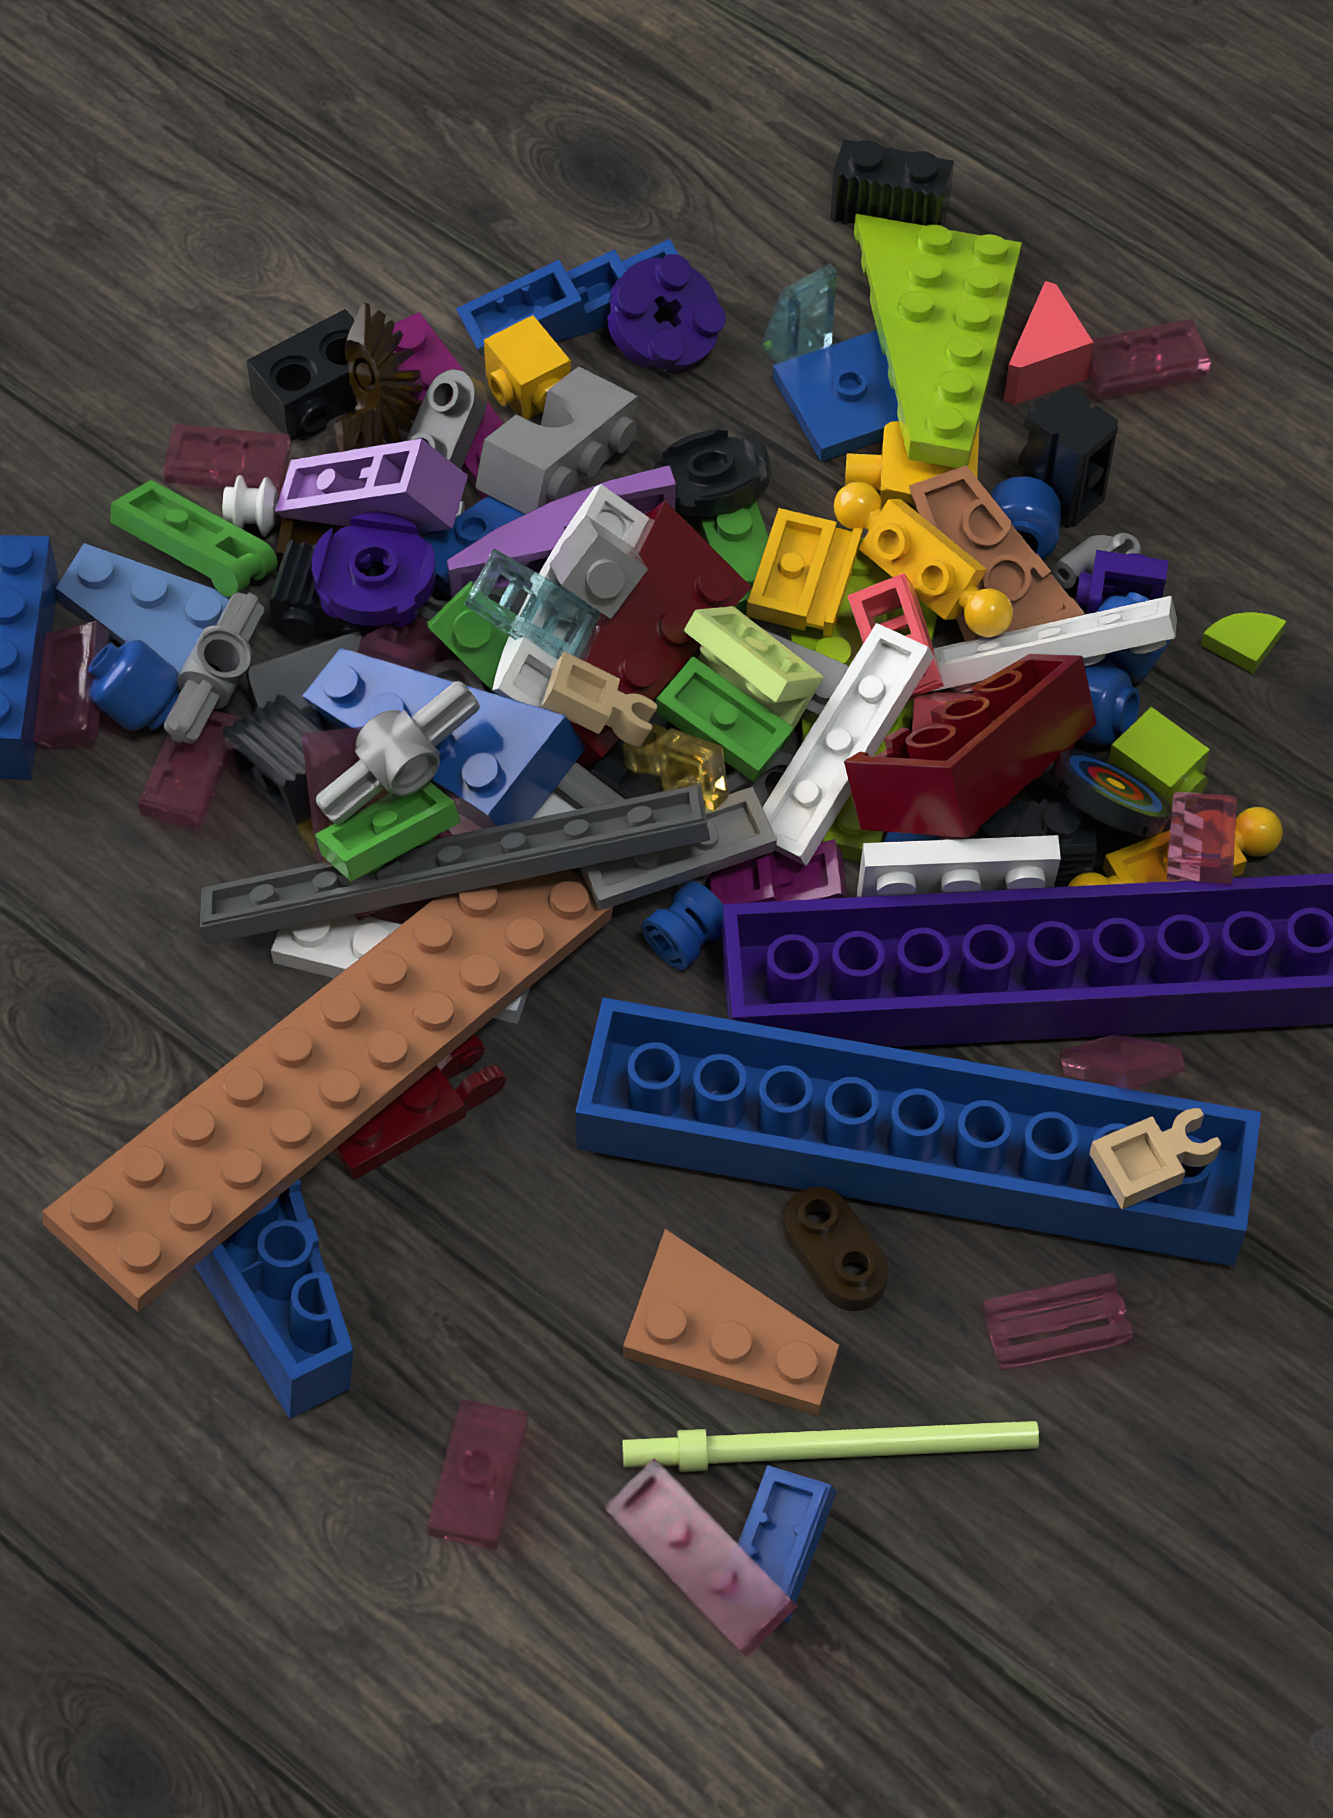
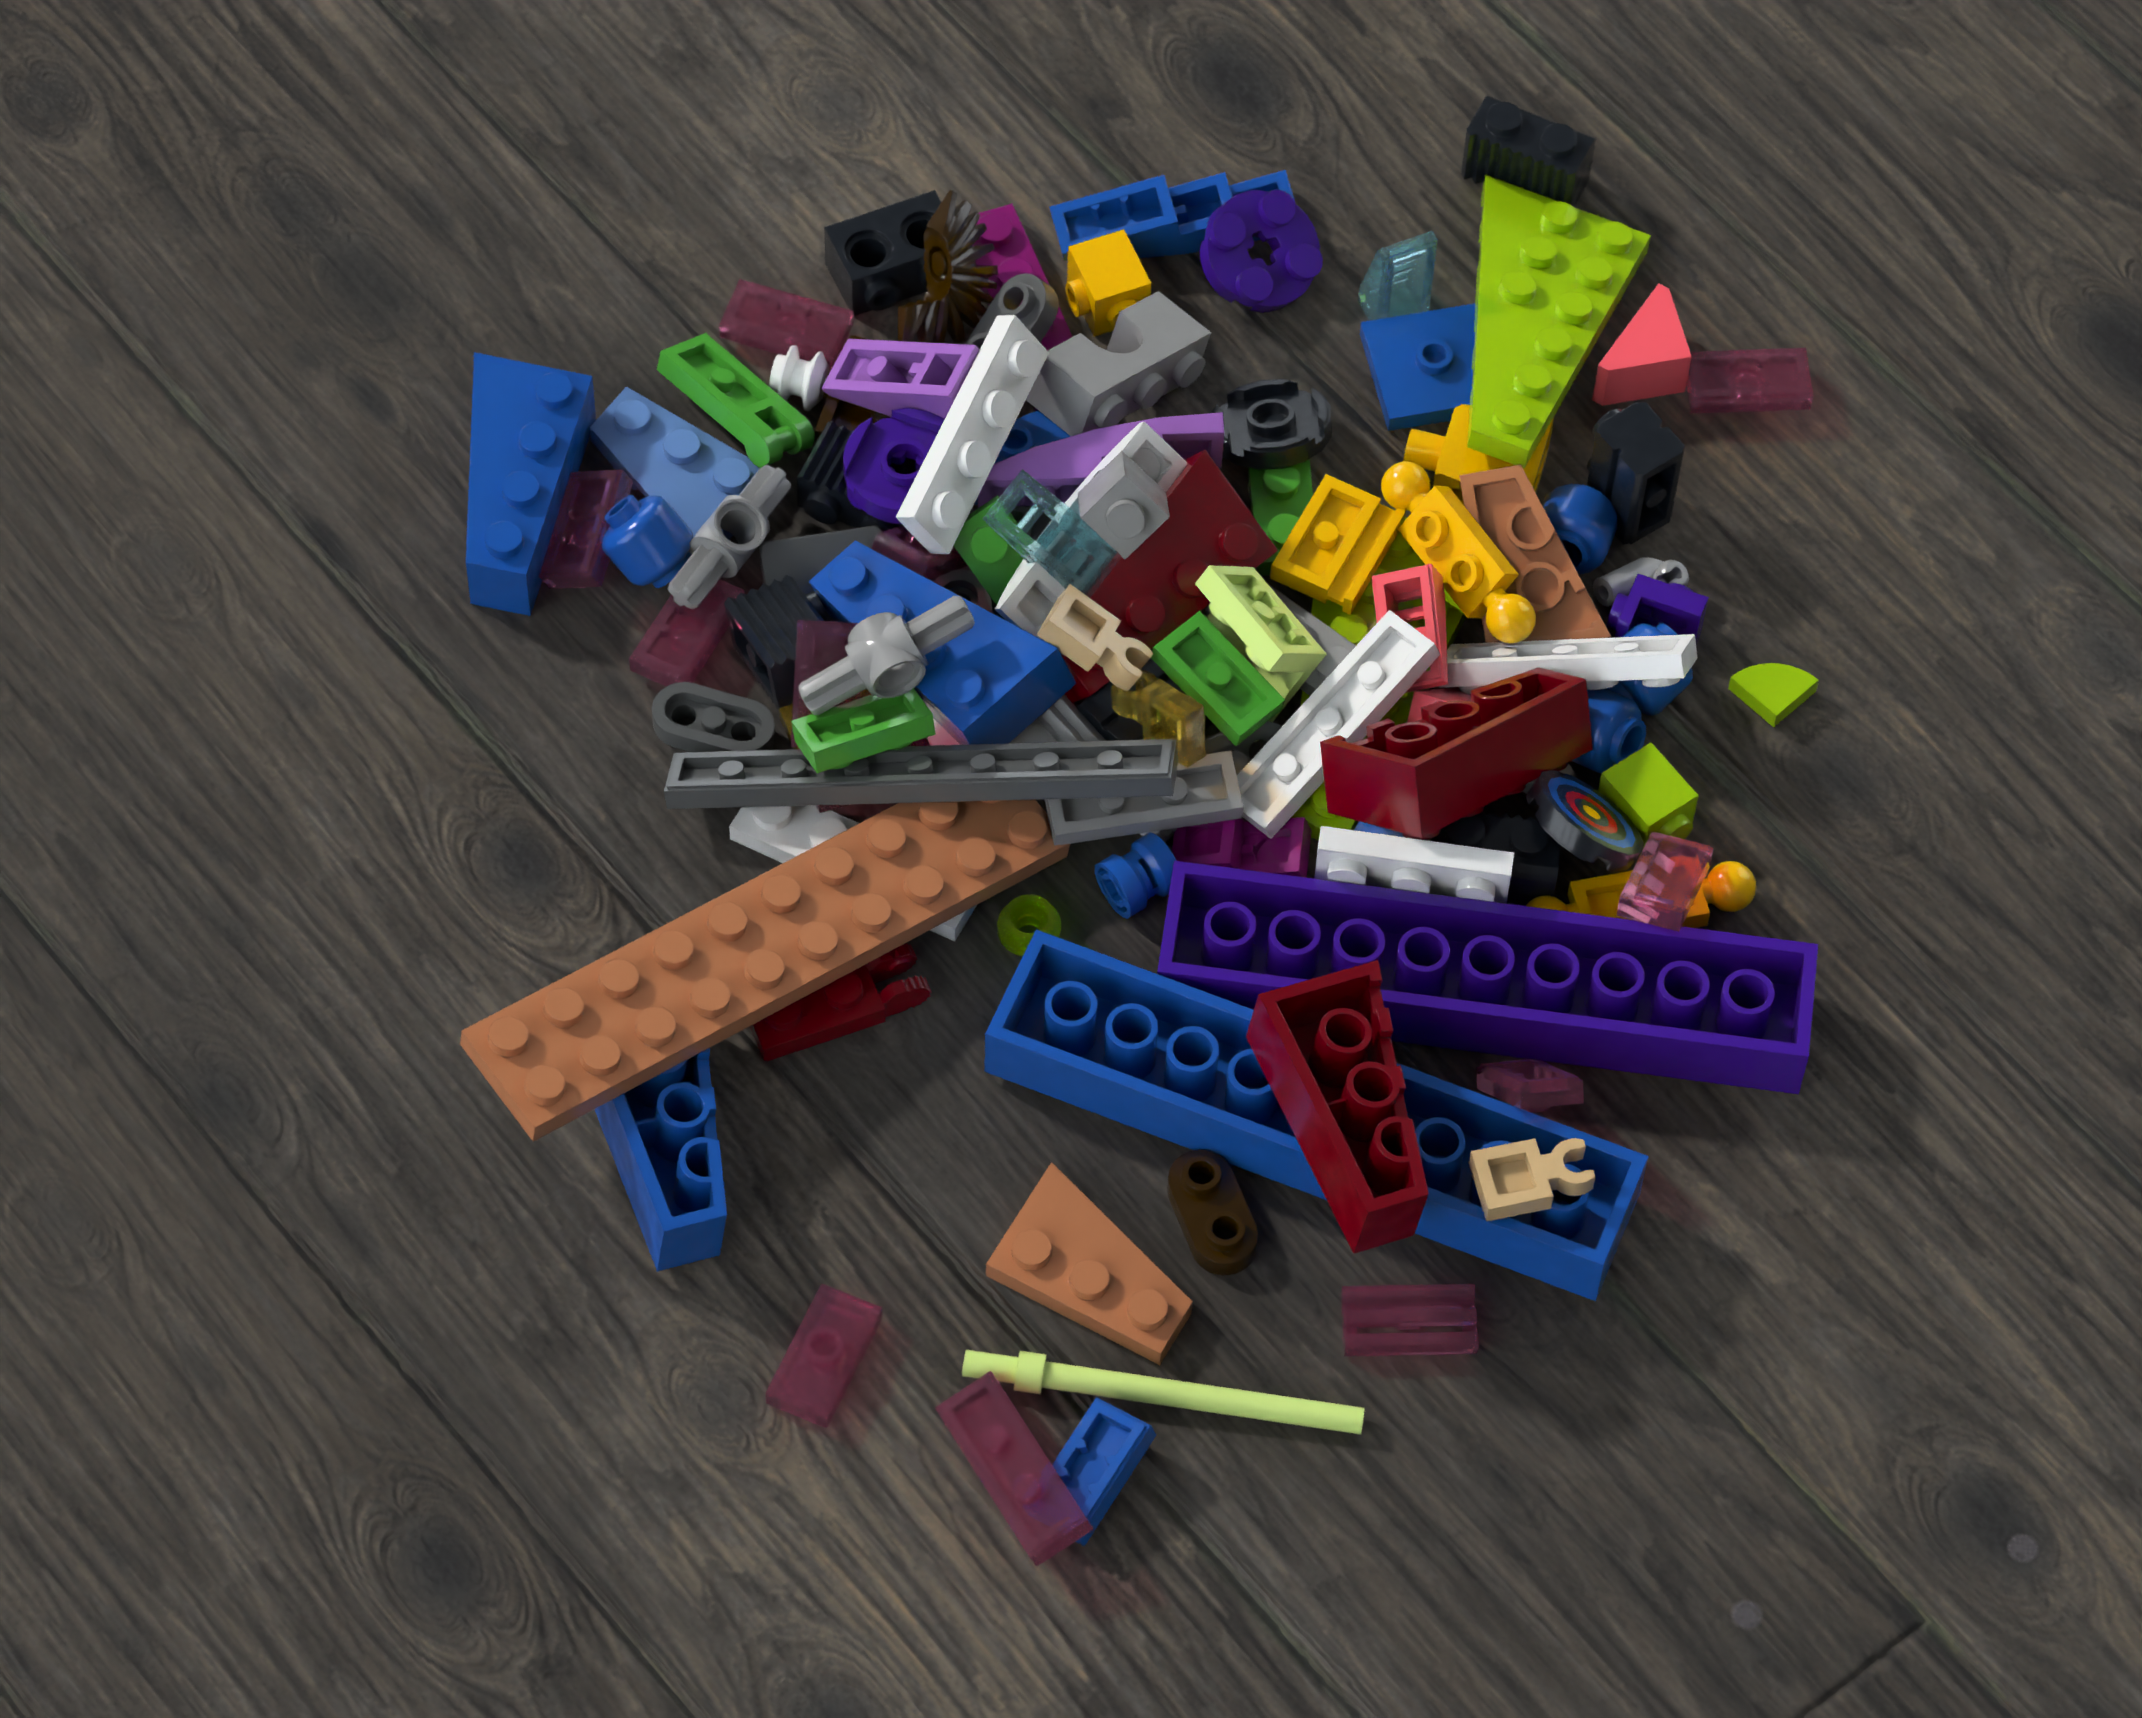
camera: 10 degrees right, 0 degrees up
(236, 848) = (716, 718): none -> dark grey plate
(435, 526) = (972, 434): none -> white plate
(583, 980) = (1022, 911): none -> clear neon green plate
(957, 1115) = (1343, 1096): none -> dark red wedge

